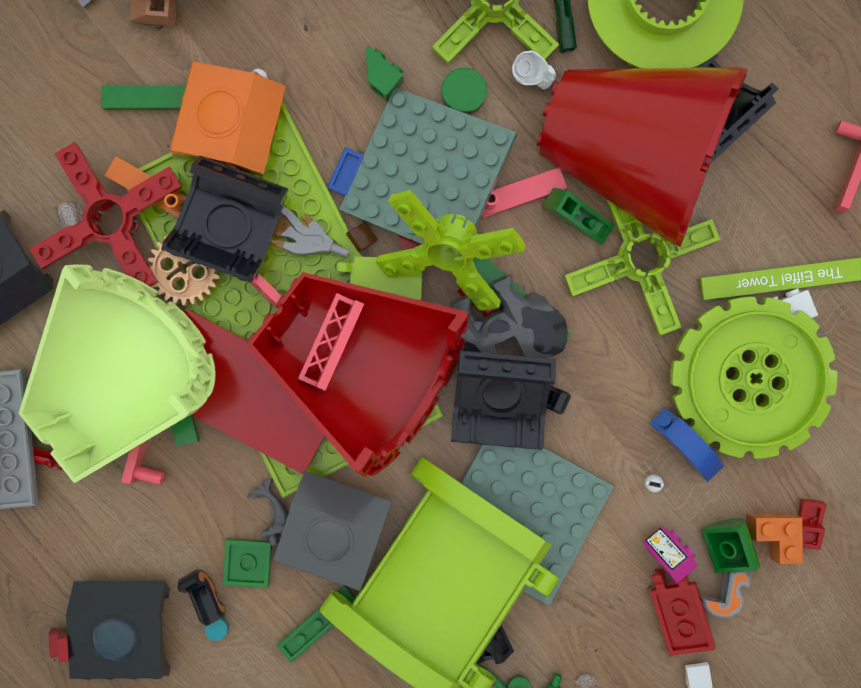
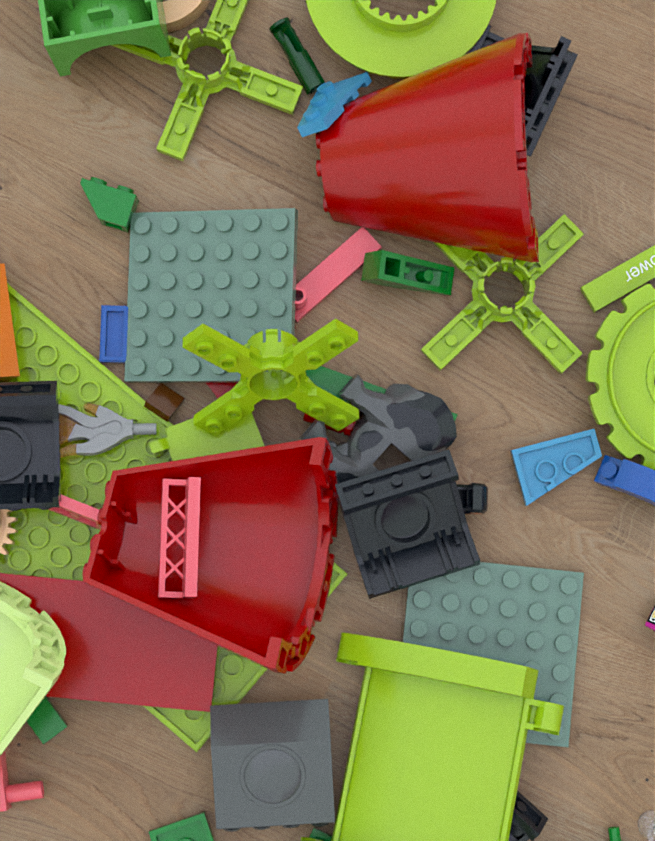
camera: 25 degrees left, 5 degrees down
(278, 511) = (199, 770): dark grey animal -> none
(464, 90) = (214, 183): green tile -> none
(532, 70) = (280, 130): white hair -> none
(574, 64) = (329, 102): none -> dark azure wing
(623, 397) = (552, 462): none -> dark azure wing
(654, 478) = (629, 543): white hinge -> none

